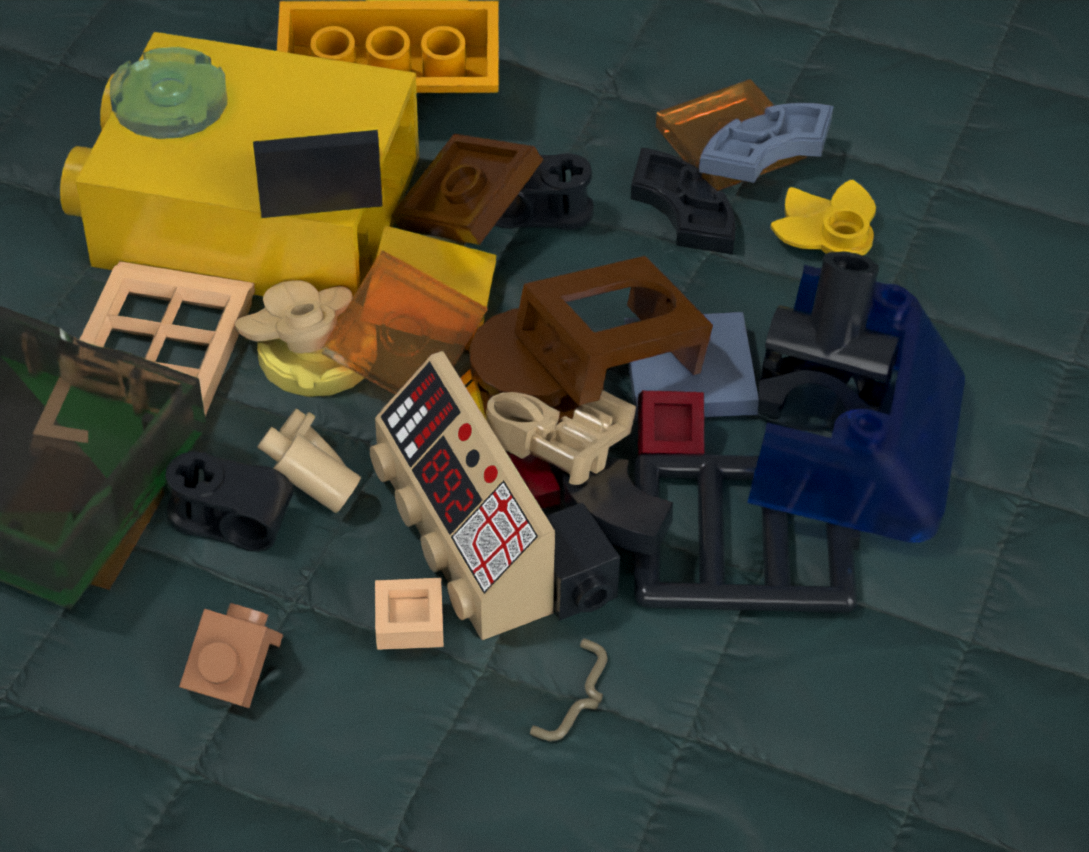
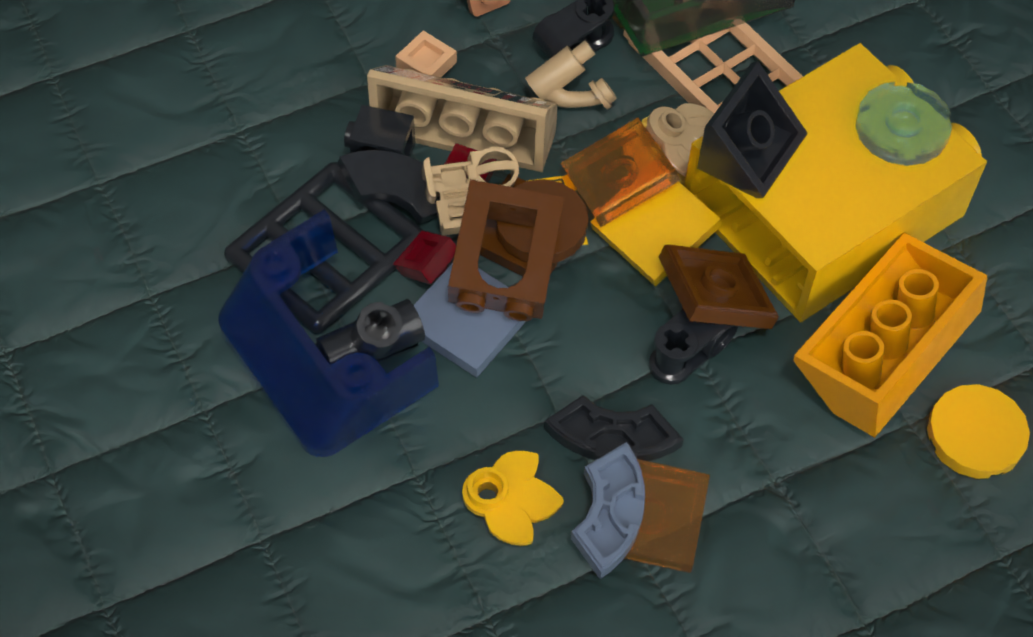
camera: 130 degrees right, 10 degrees up
(591, 702) = (302, 109): dark tan piece -> none

